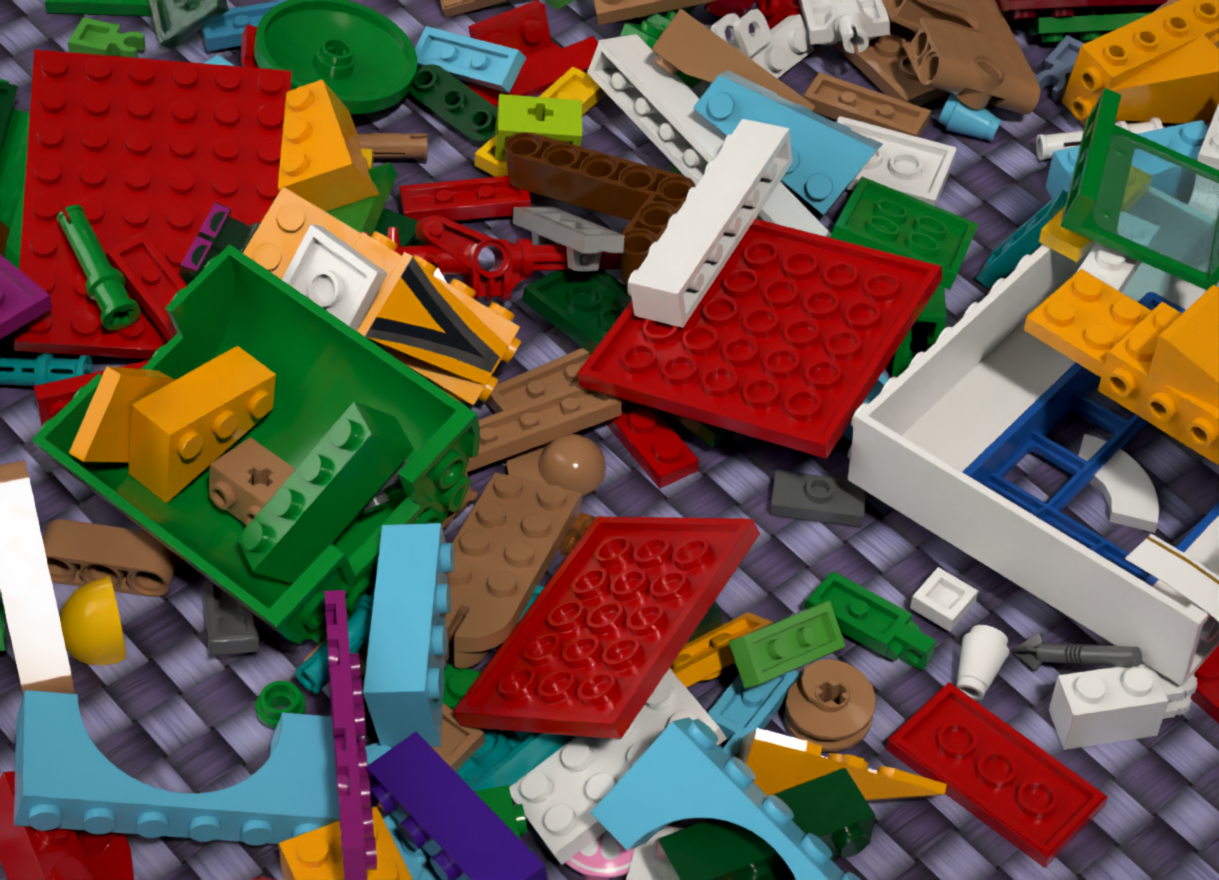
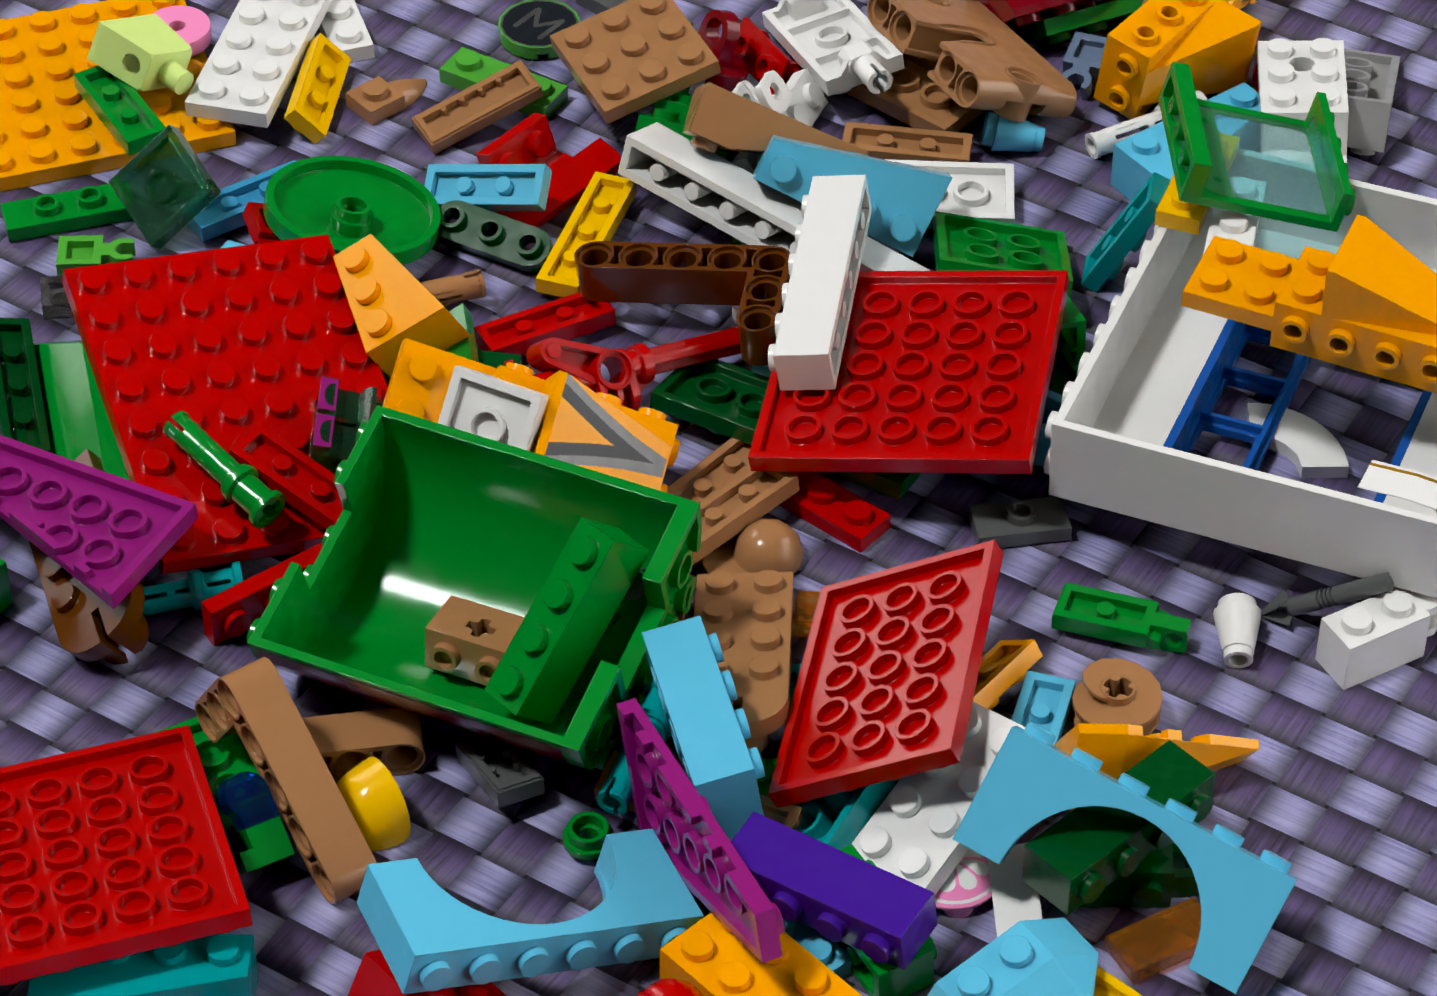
camera: 15 degrees left, 5 degrees down
(106, 426) = (327, 600): light orange tile -> none
(196, 420) = (392, 591): light orange wedge -> none
(538, 115) = (578, 225): lime brick -> none
(581, 237) = (699, 330): light grey hinge -> none
(786, 644) = (1057, 655): bright green plate -> none
(944, 599) = (1180, 583): white plate -> none
(997, 774) = (1294, 724): red tile -> none

